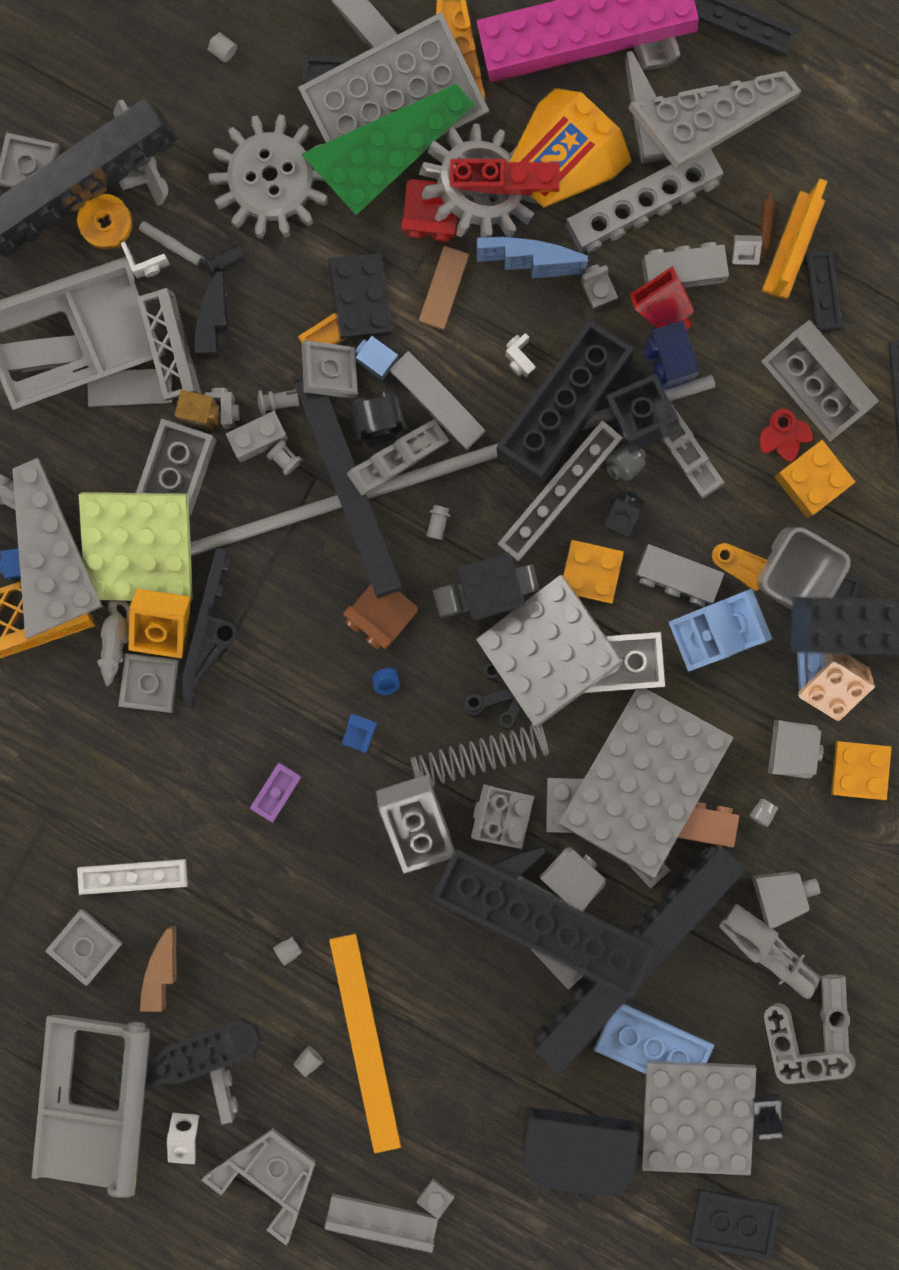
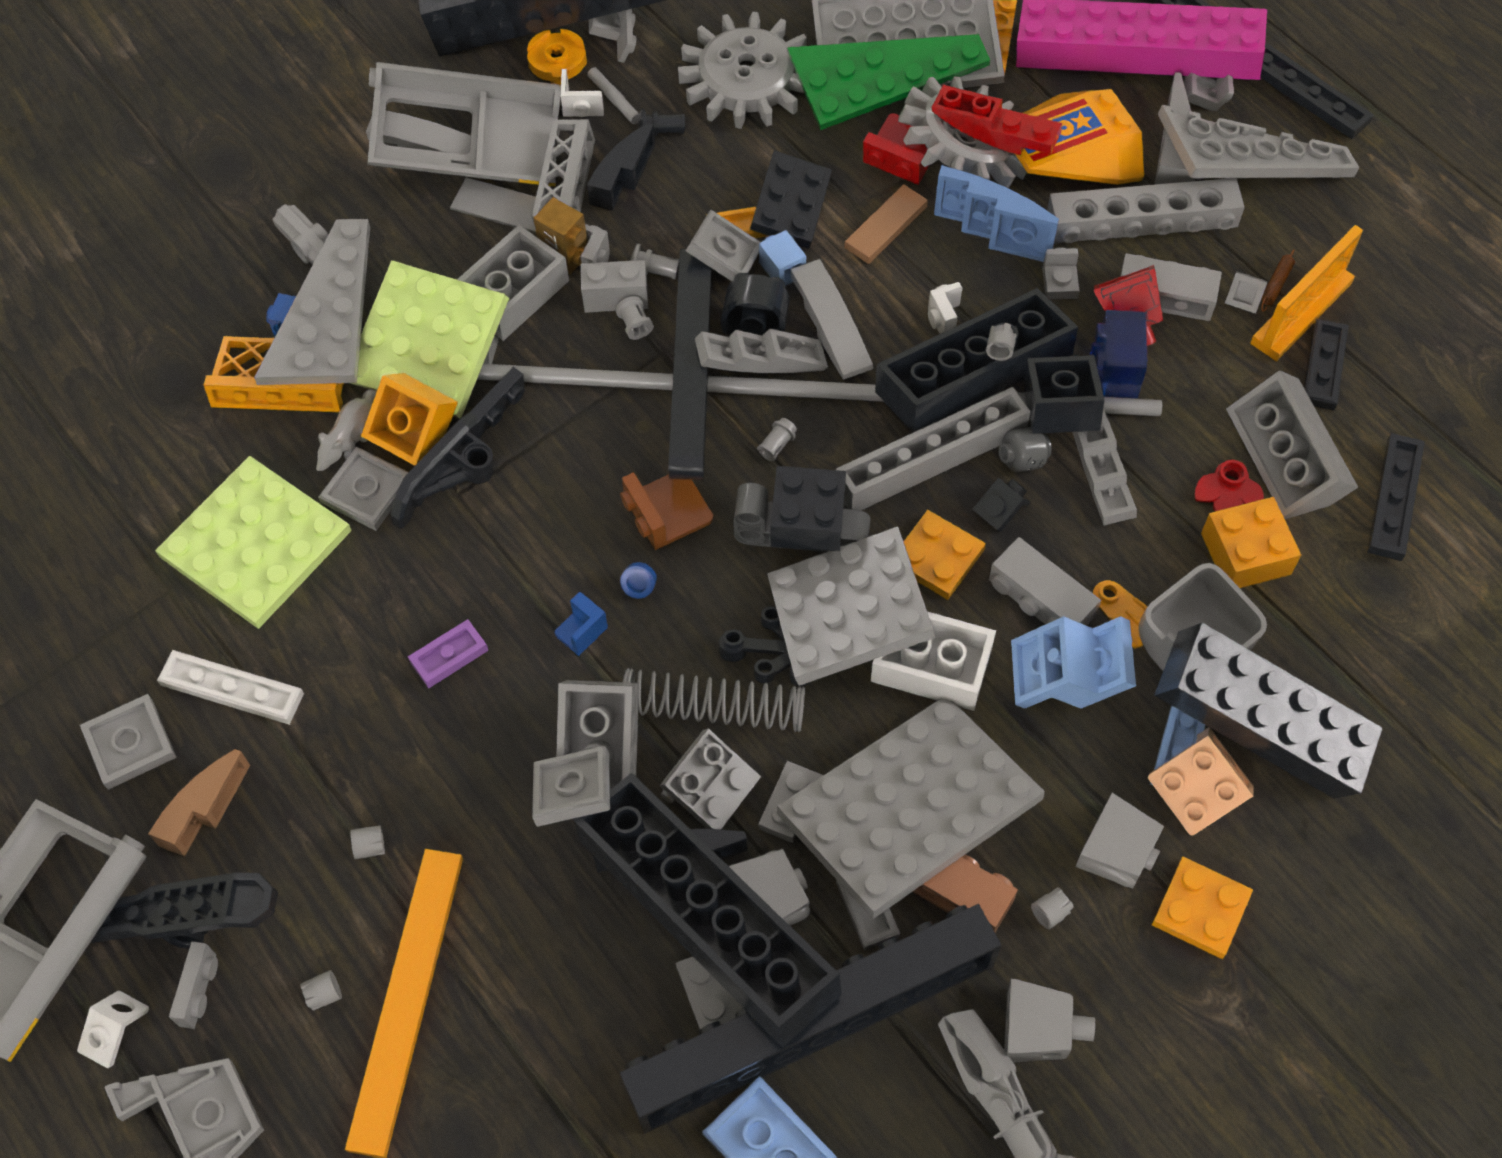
camera: 25 degrees right, 25 degrees down
(88, 758) = (253, 541): none -> yellowish green plate
(418, 873) = (571, 786): none -> light grey tile
(583, 393) = (1001, 342): none -> light grey hose

